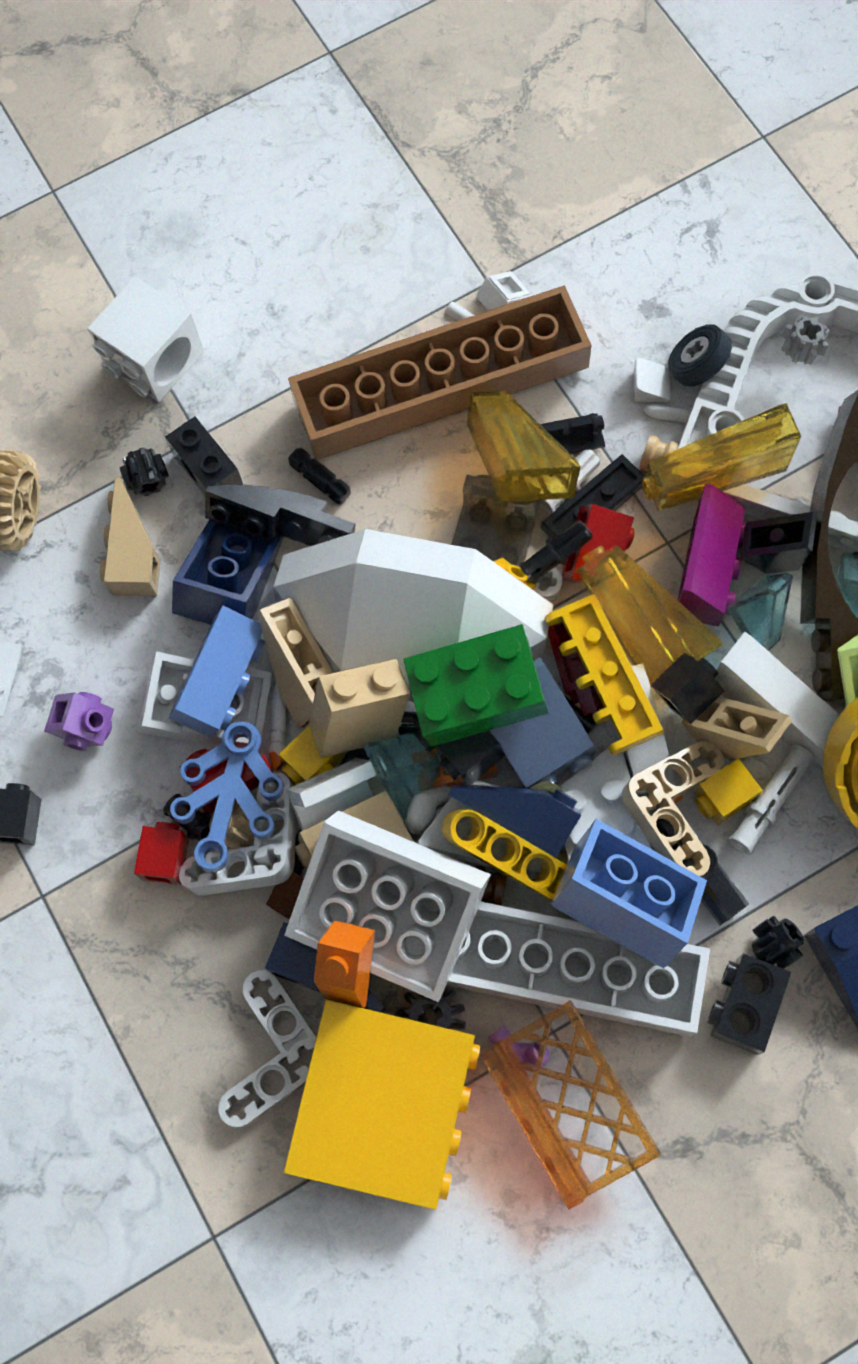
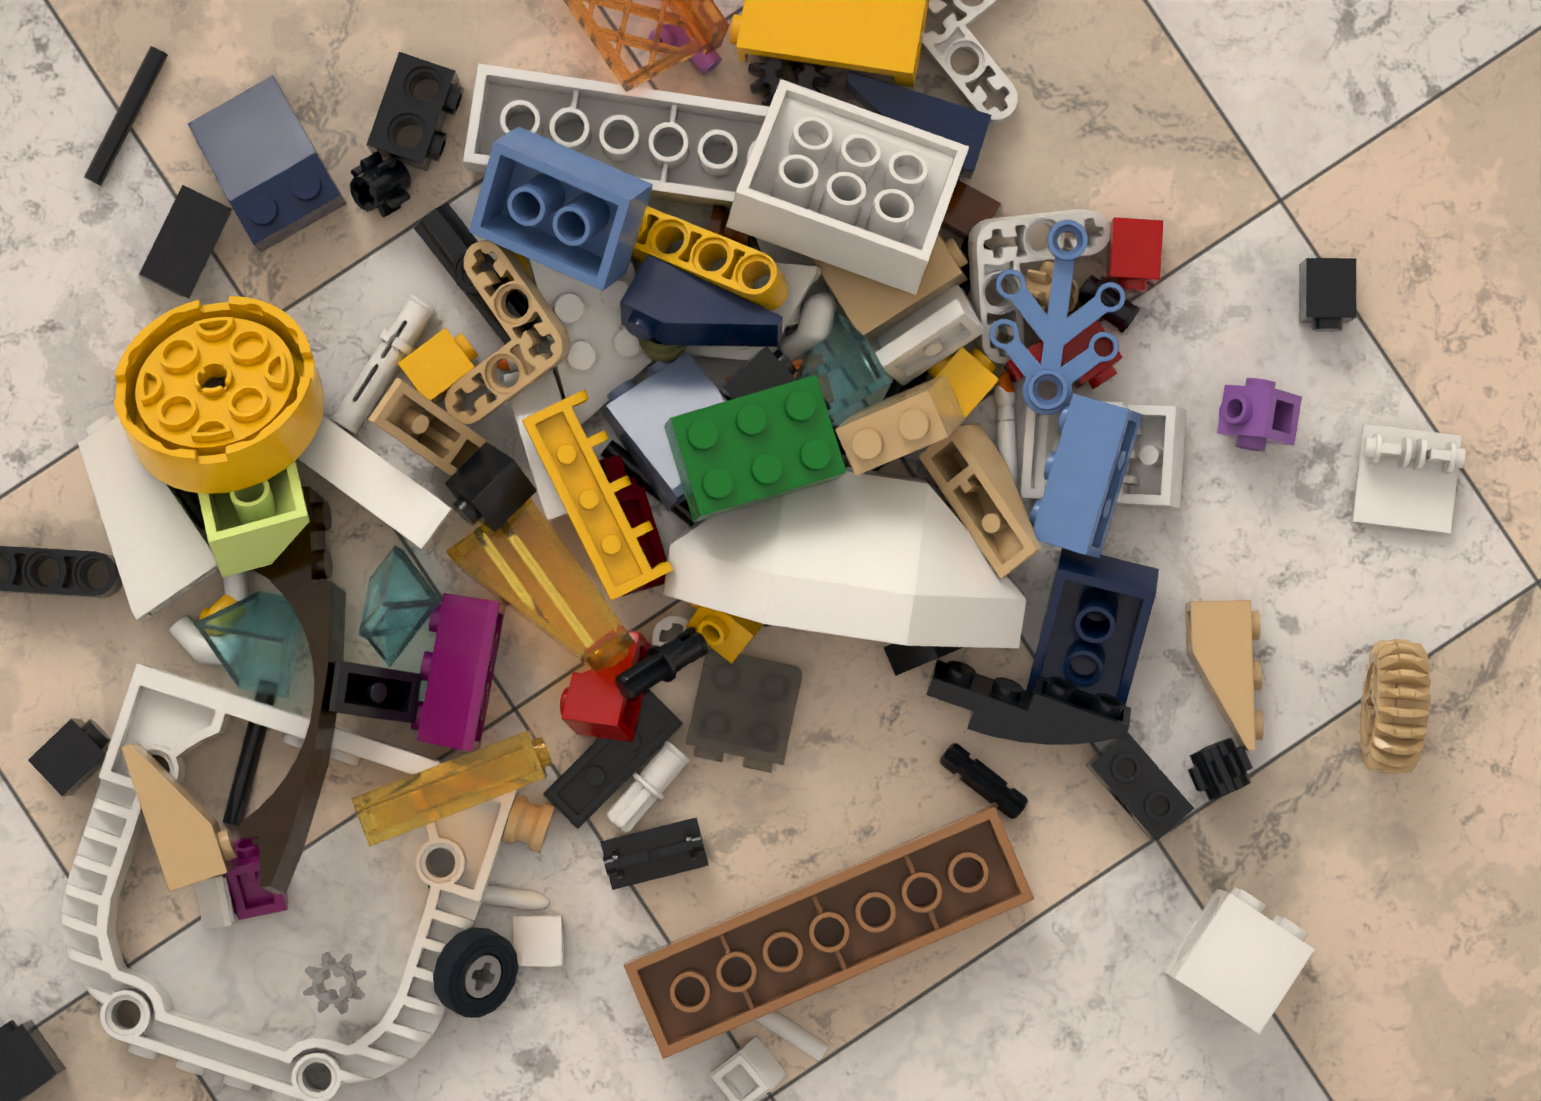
camera: 165 degrees right, 15 degrees up
(344, 963) = (891, 113): orange slope -> none
(518, 451) = (719, 805): clear yellow slope -> none

